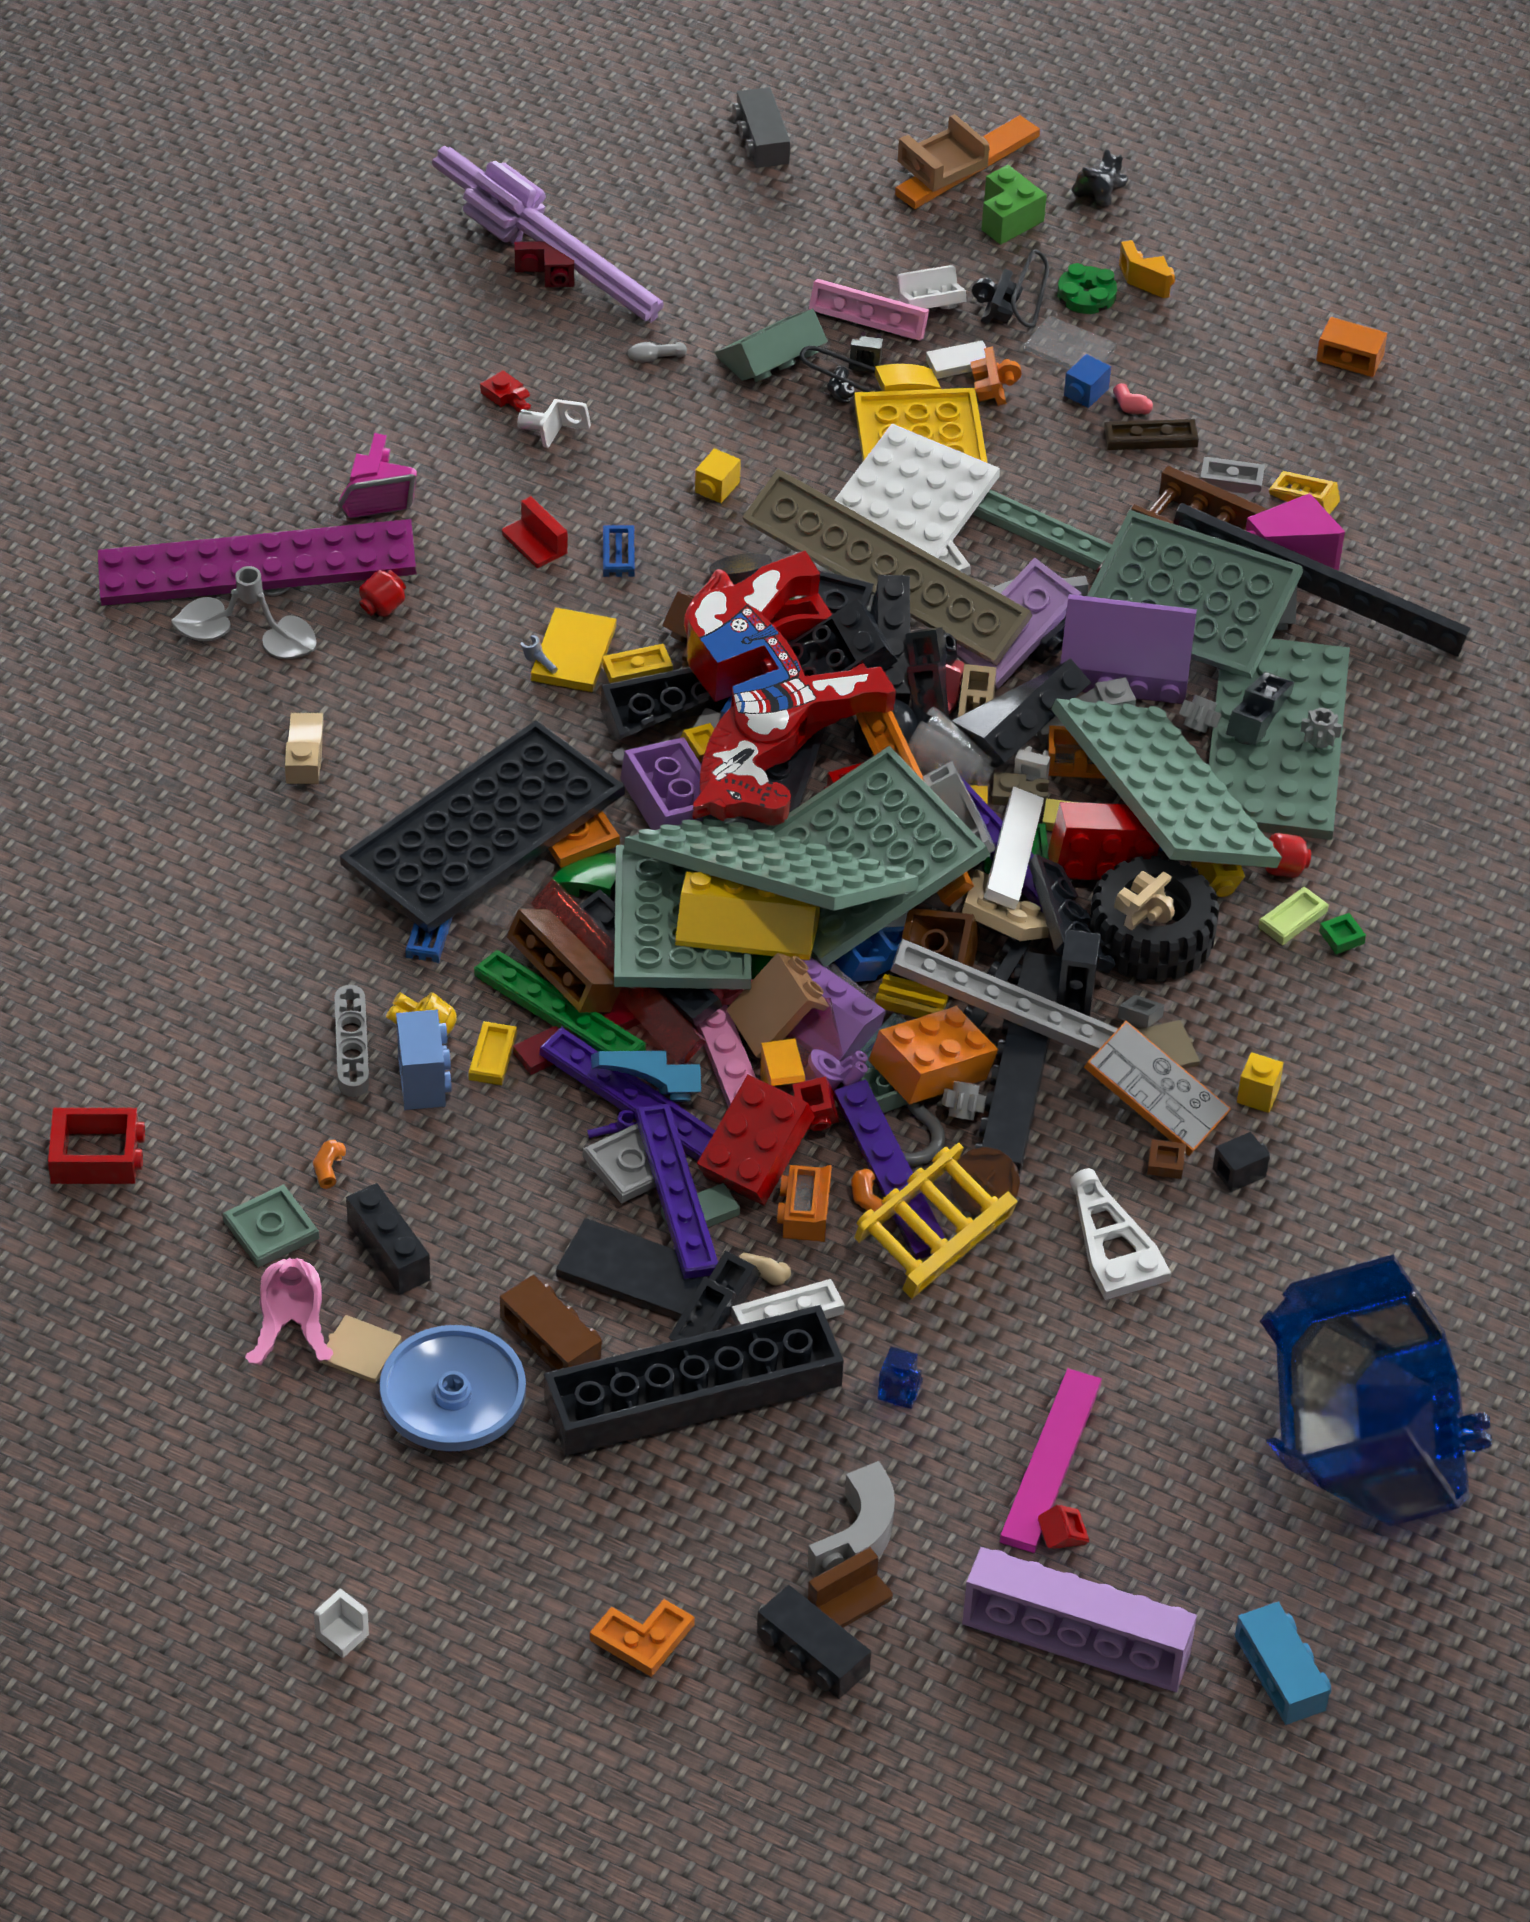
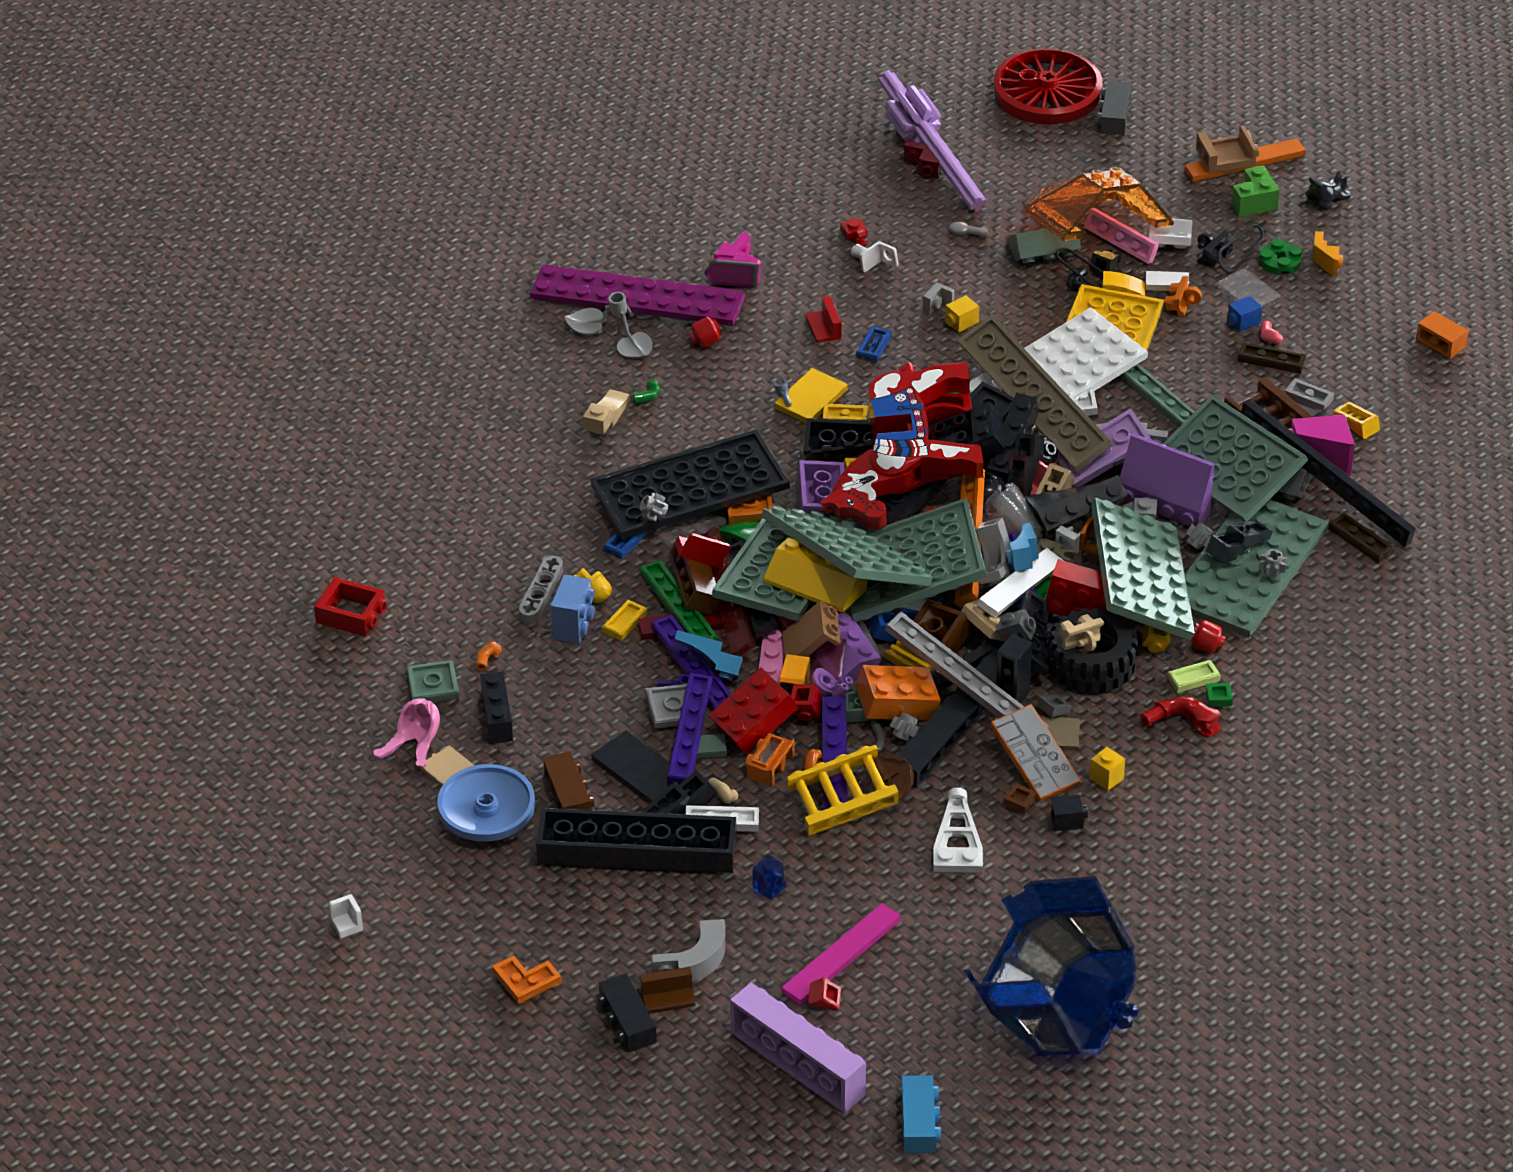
camera: 25 degrees right, 5 degrees down
(348, 705) = (649, 394): none -> green arm
(462, 875) = (653, 507): none -> light grey gear
(565, 920) = (702, 549): none -> red panel
(655, 114) = (1039, 84): none -> red piece
(673, 457) = (935, 296): none -> light grey bracket
(801, 277) = (1066, 202): none -> clear orange windscreen
(996, 796) = (1023, 549): none -> dark azure slope
(1052, 910) = (1016, 622): none -> dark grey bracket
(1333, 968) = (1197, 712): none -> red piece
(1399, 659) = (1361, 538): none -> dark brown tile

